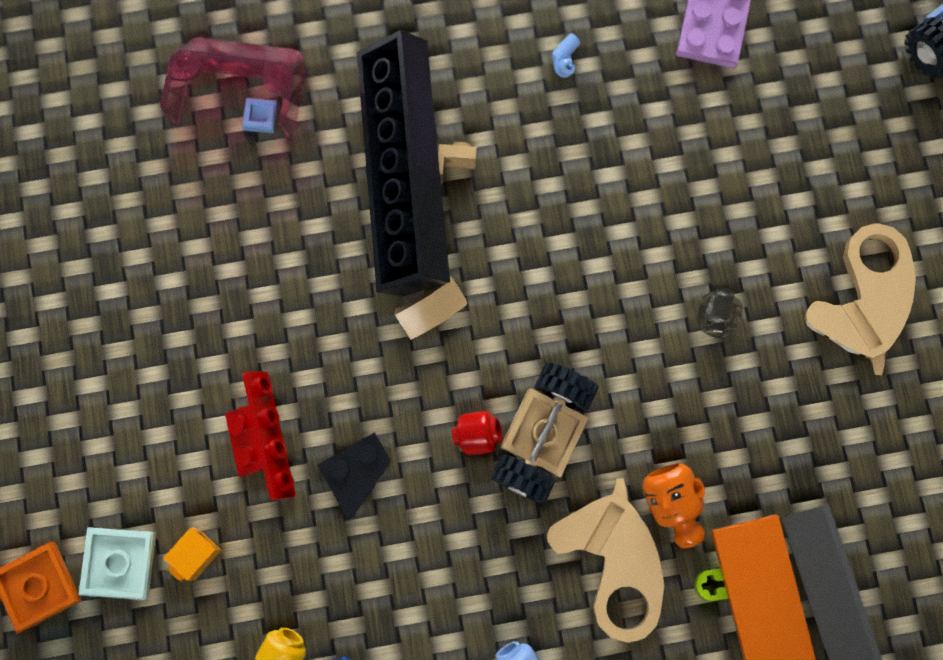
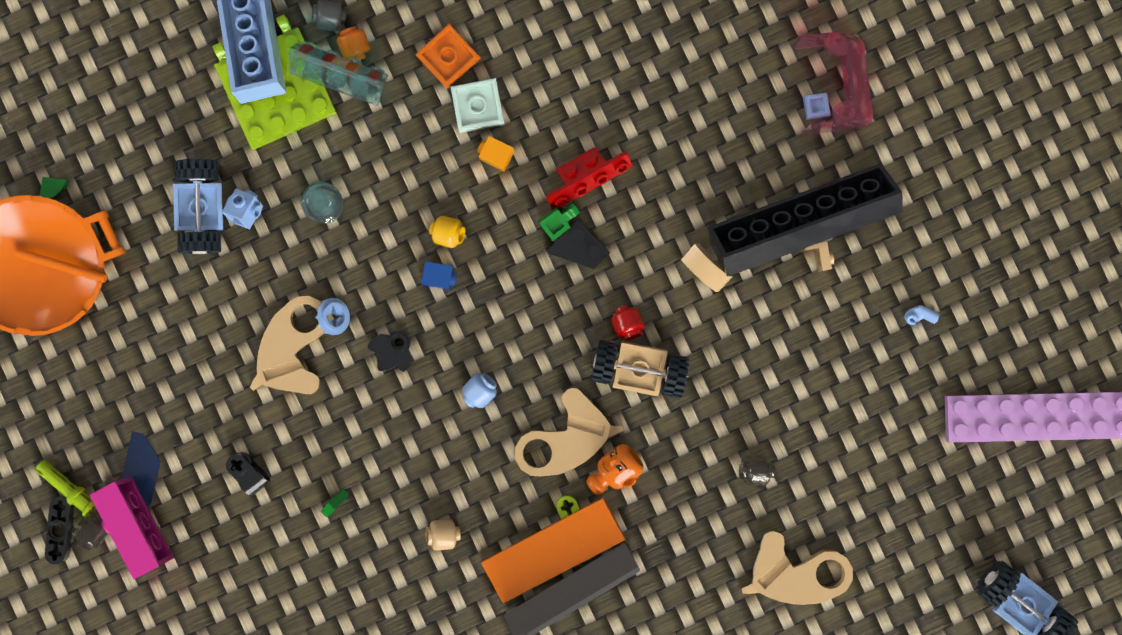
camera: 70 degrees right, 10 degrees up
(312, 495) = (556, 222): none -> green plate

